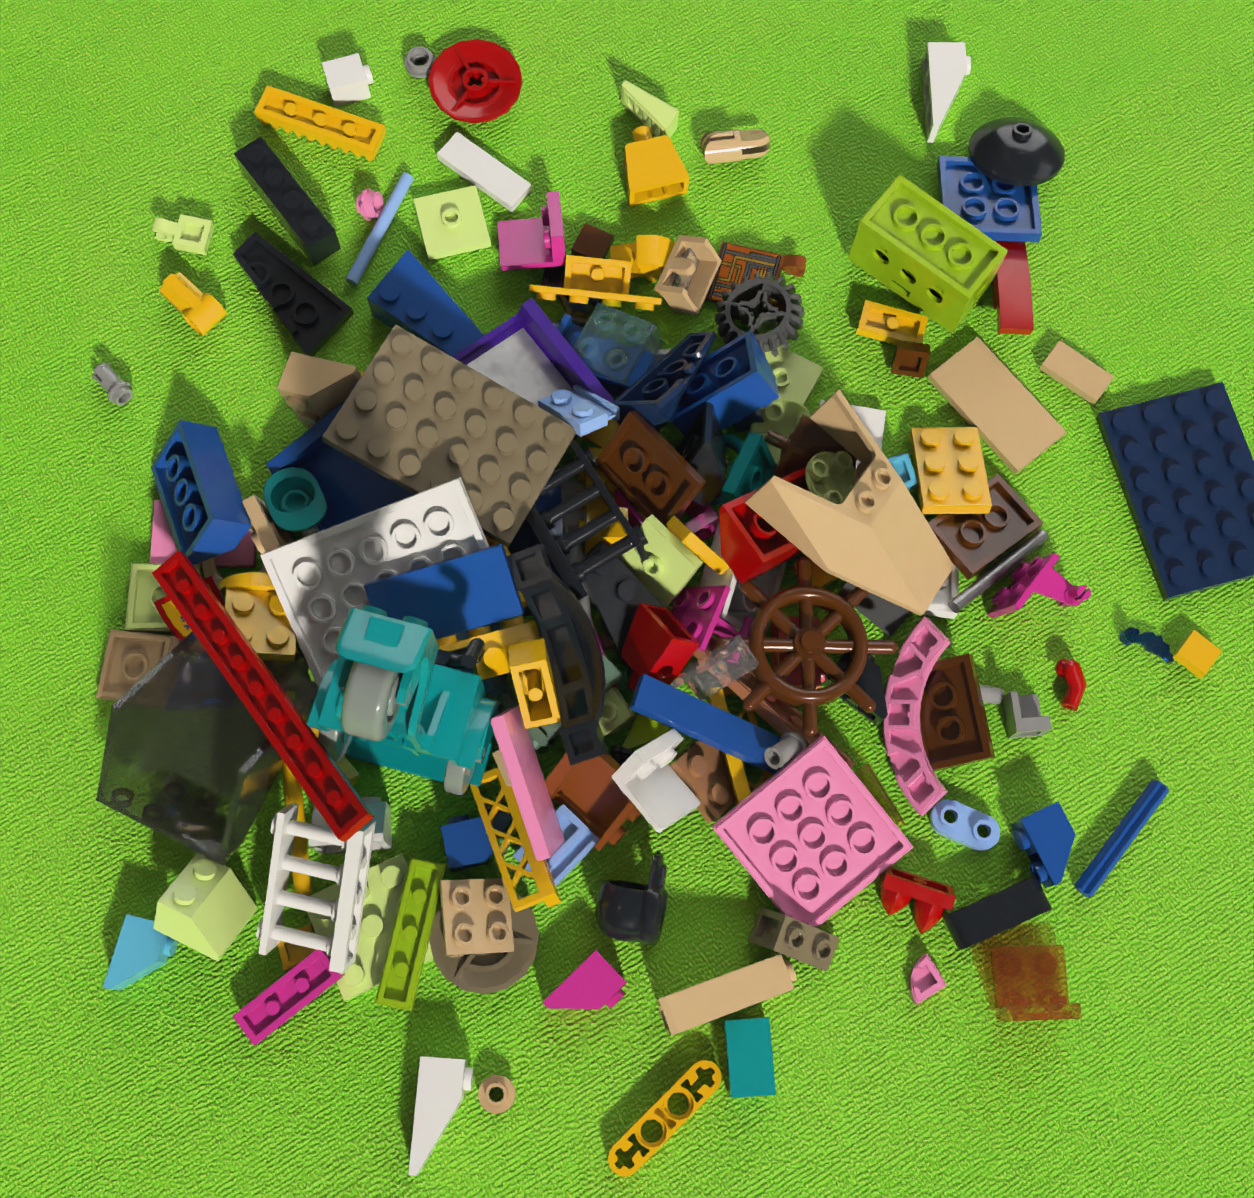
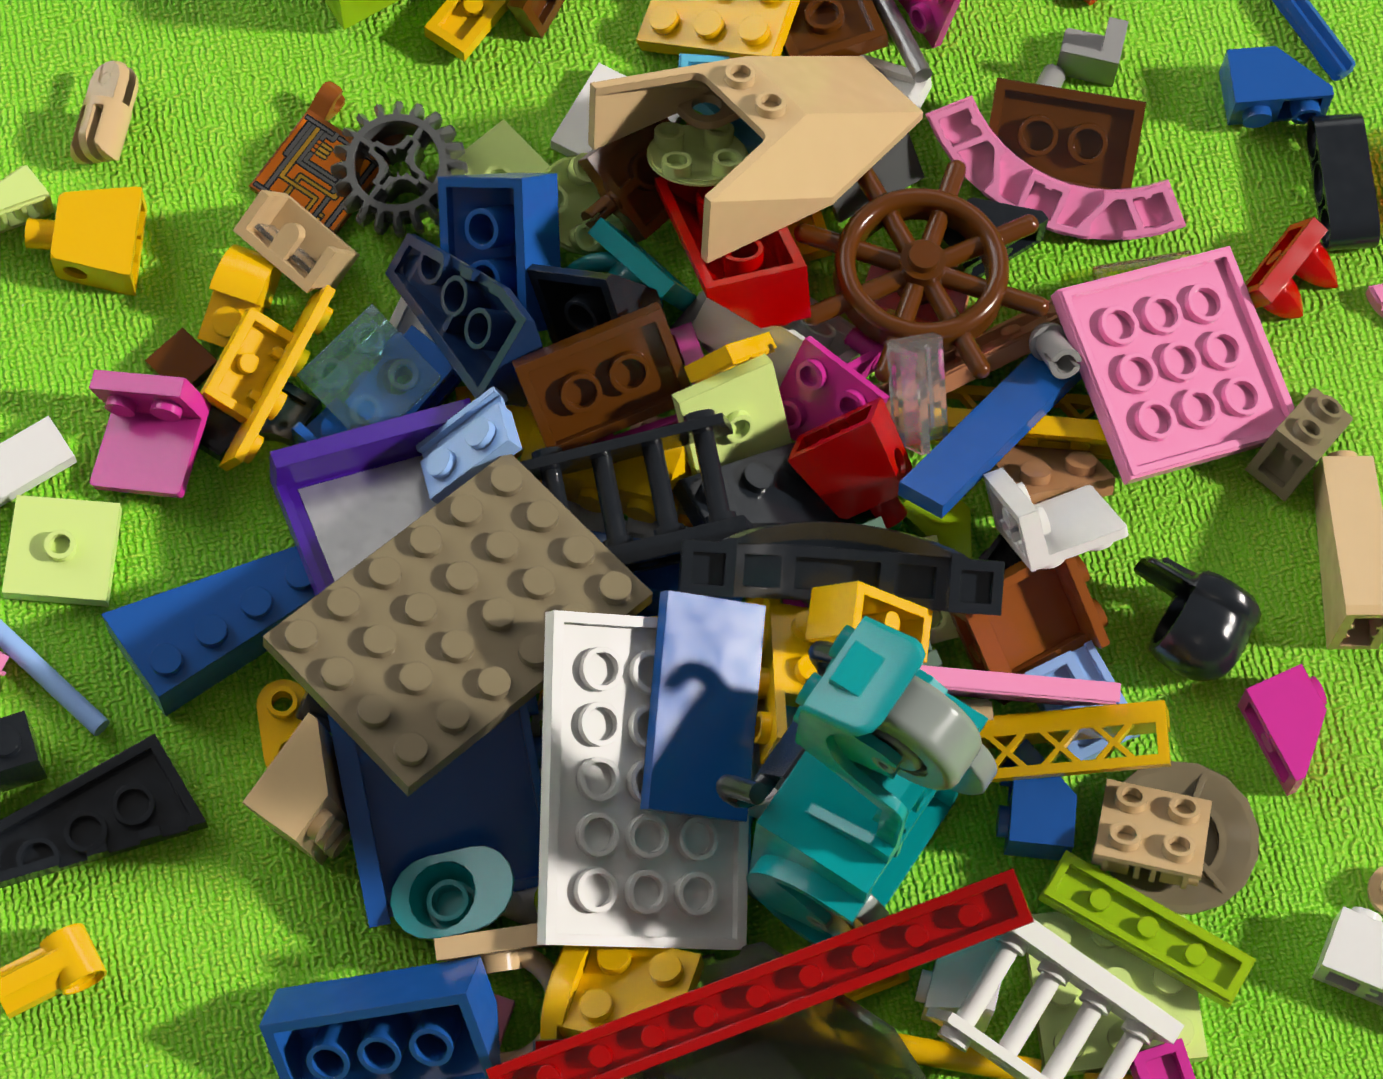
camera: 70 degrees left, 5 degrees down
(965, 826) = (1215, 178): light blue plate -> none

